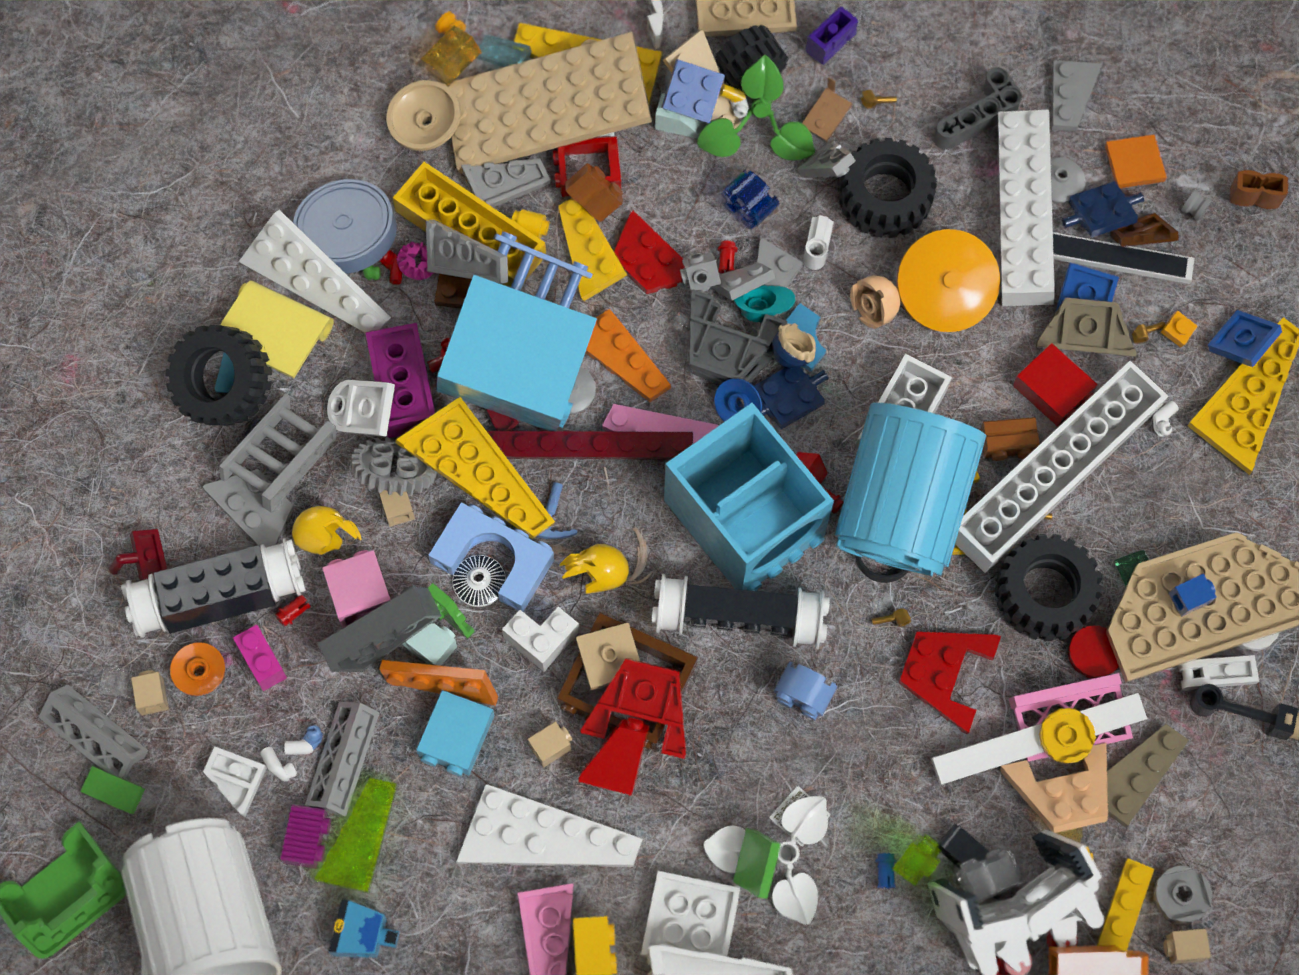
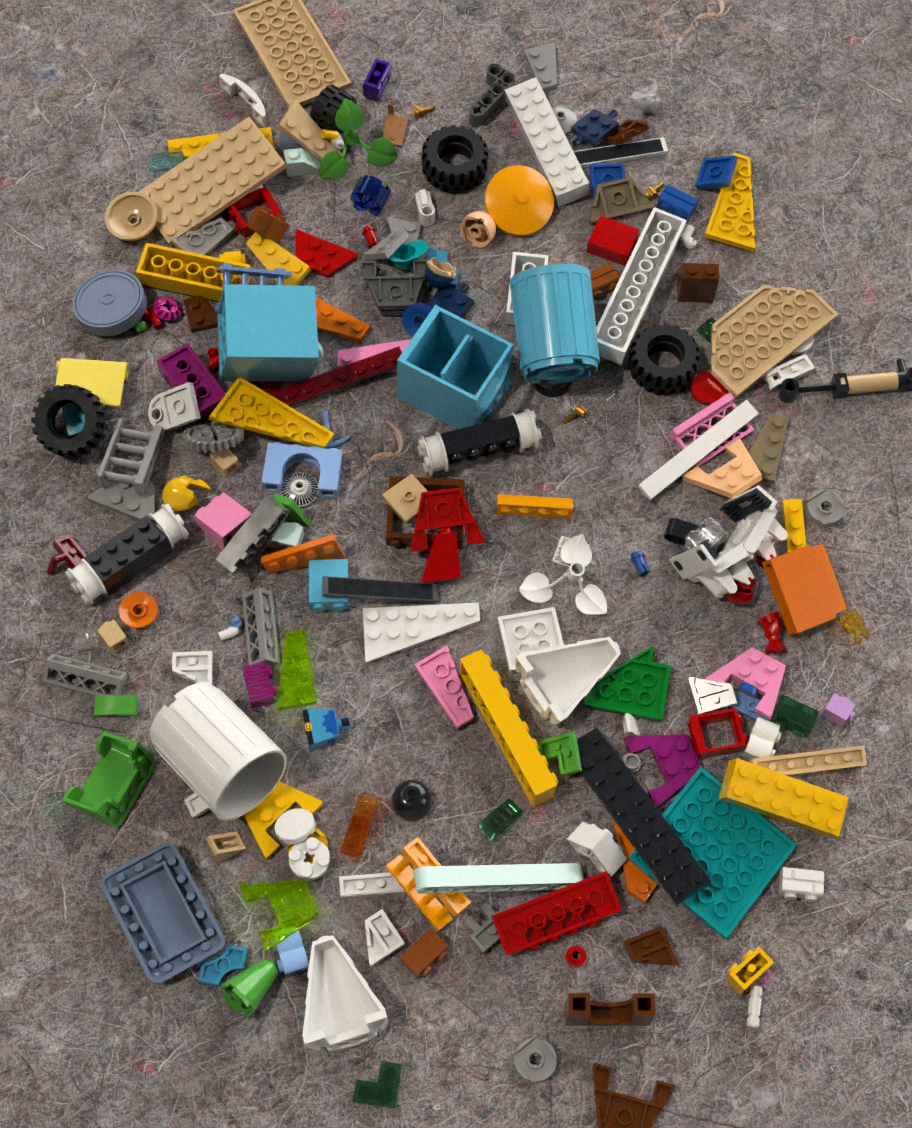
camera: 25 degrees left, 5 degrees down
(260, 657) = (177, 587): dark pink brick -> none
(275, 767) = (219, 650): white arm -> none
(292, 610) = (182, 555): red pin -> none
(300, 266) = (92, 336): white wing -> none
(447, 21) = (122, 157): light orange wheel -> none
(451, 55) = (132, 173): clear yellow brick -> none
(462, 256) = (197, 290): light grey wing -> none
(516, 769) = (379, 589): none -> black tile
(543, 642) = (357, 509): white brick -> none
(550, 744) = (393, 567): tan brick -> none
(603, 564) = (377, 448): yellow helmet -> none
(693, 91) = (305, 139): plate -> none
(700, 272) = (359, 248): light grey brick -> none
(756, 863) = (559, 585): bright green tile -> none
(778, 729) = (534, 506): none -> light orange fence
(805, 690) = (541, 474): medium blue brick -> none
(827, 162) = (410, 155): light grey wing -> none
(918, 859) = (658, 544): clear neon green brick -> none
(934, 668) = (614, 433): red wing -> none
(1067, 735) = (715, 440): yellow tile -> none
(1135, 161) = (601, 93): orange tile -> none
(1144, 493) = (697, 282): none -> reddish brown slope
(1169, 363) = (677, 203): none -> blue brick
(1179, 329) = (674, 180): light orange plate -> none
(1187, 946) = (842, 535): tan brick -> none
(1193, 594) = (754, 329): blue brick -> none
(1258, 189) = (685, 83): dark orange brick -> none

